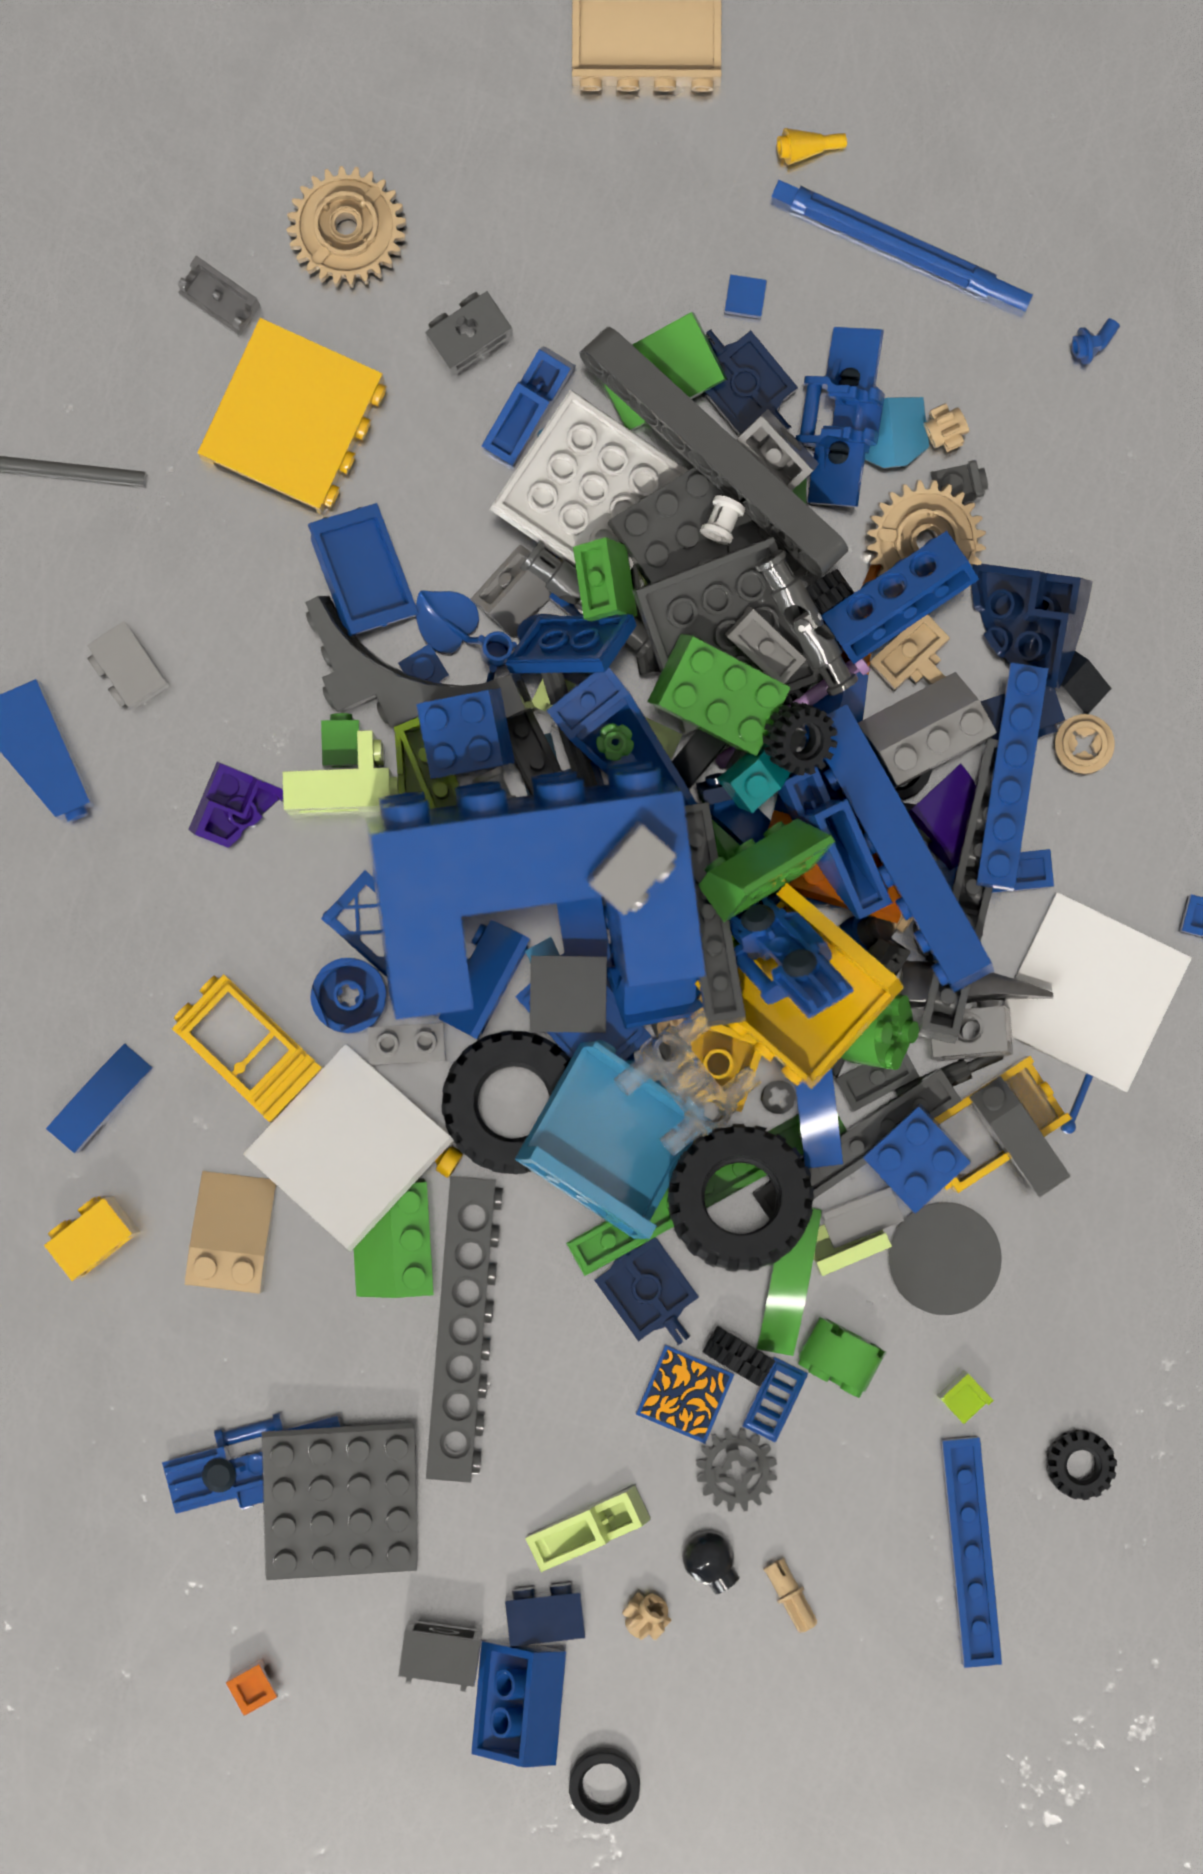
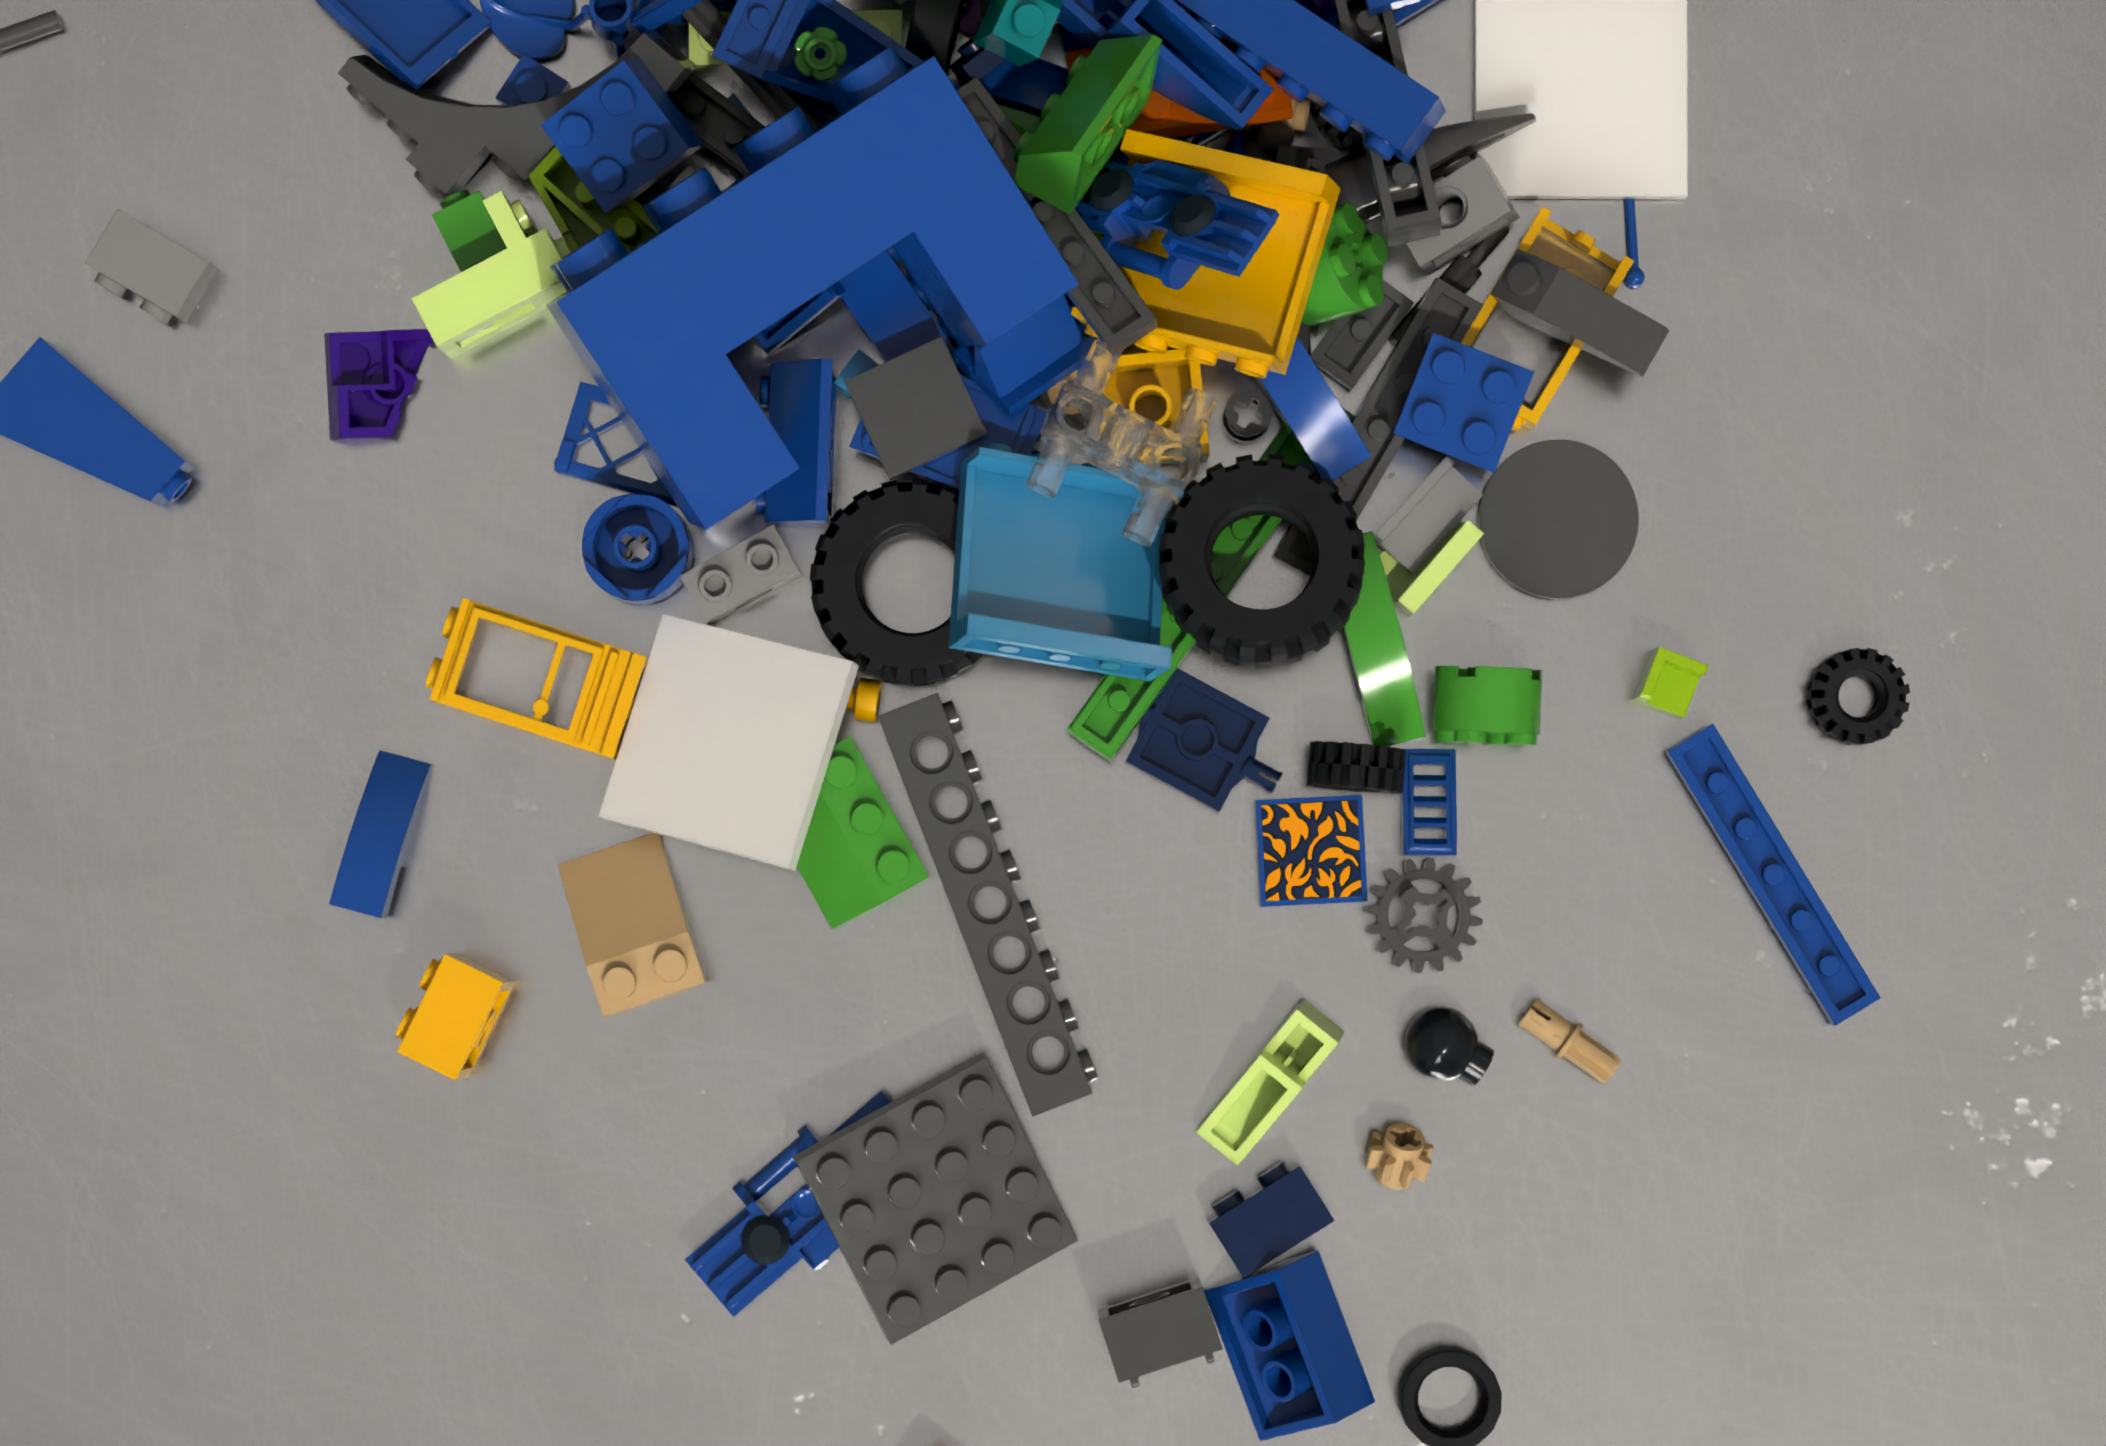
camera: 25 degrees left, 0 degrees up
(632, 869) = (918, 184): light grey brick -> none

